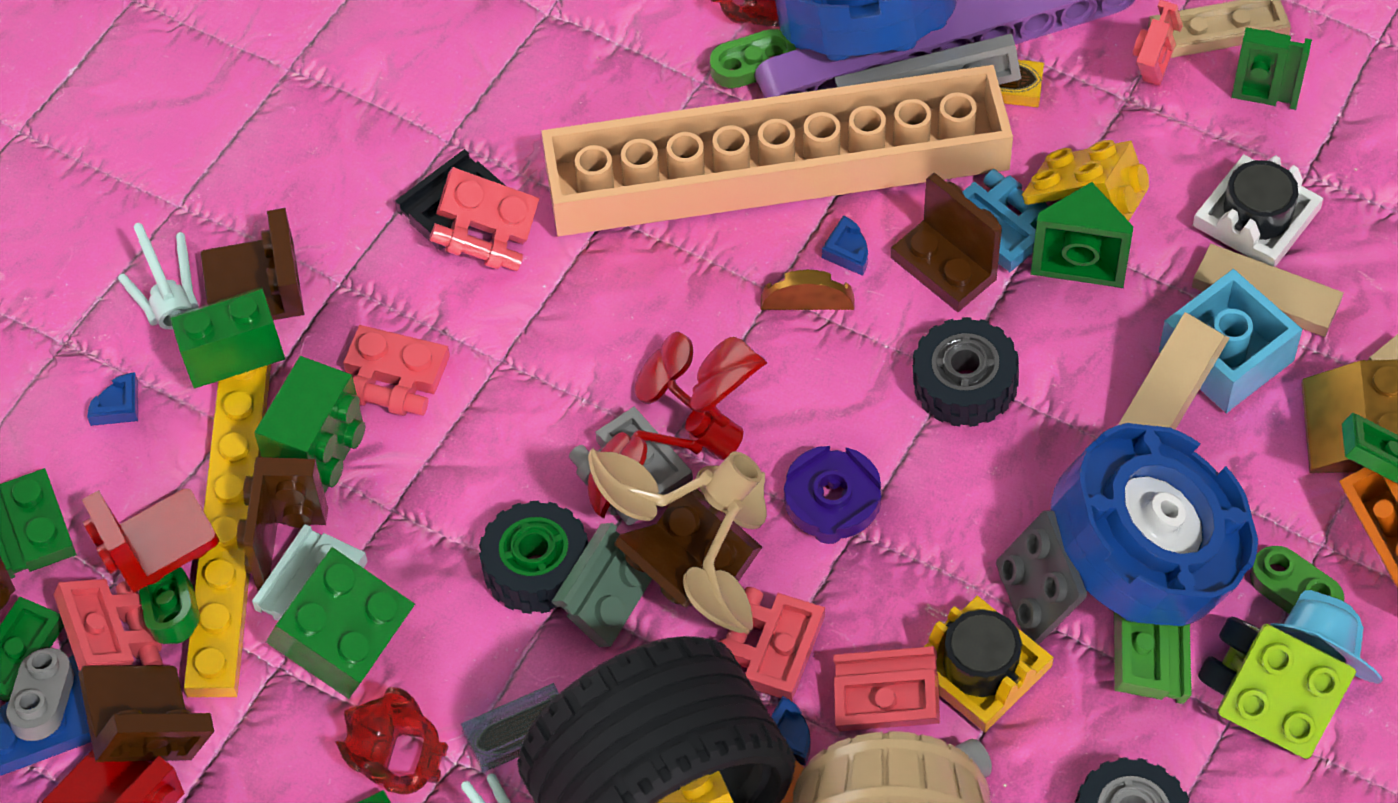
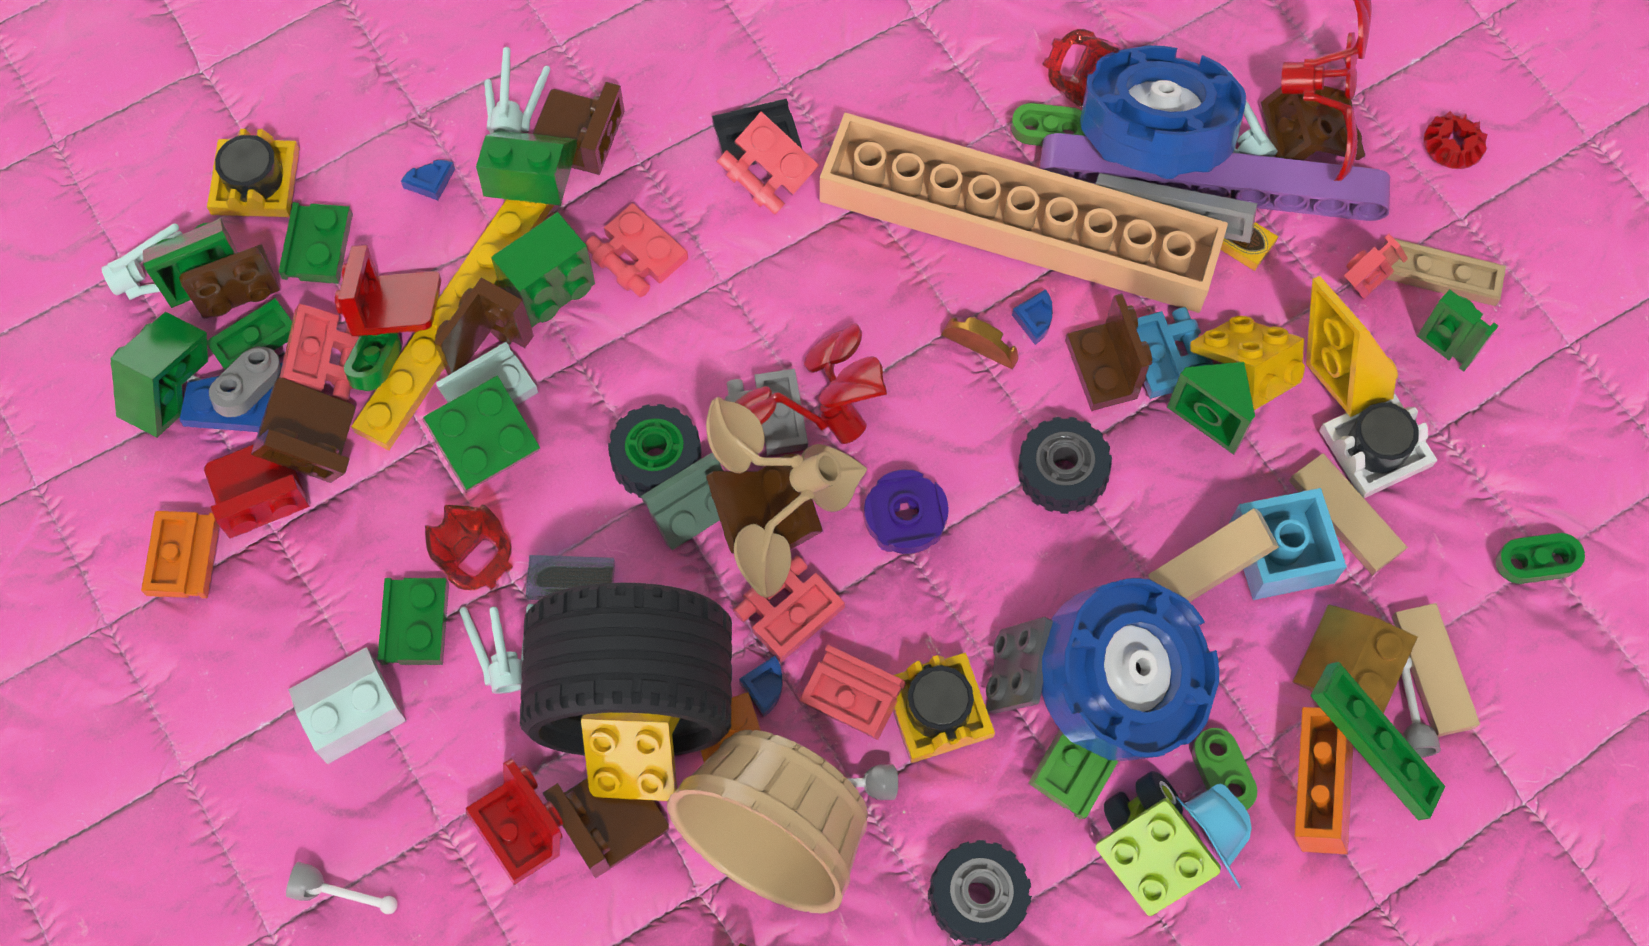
camera: 25 degrees right, 10 degrees up
(1180, 131) = (1346, 353): none -> yellow slope

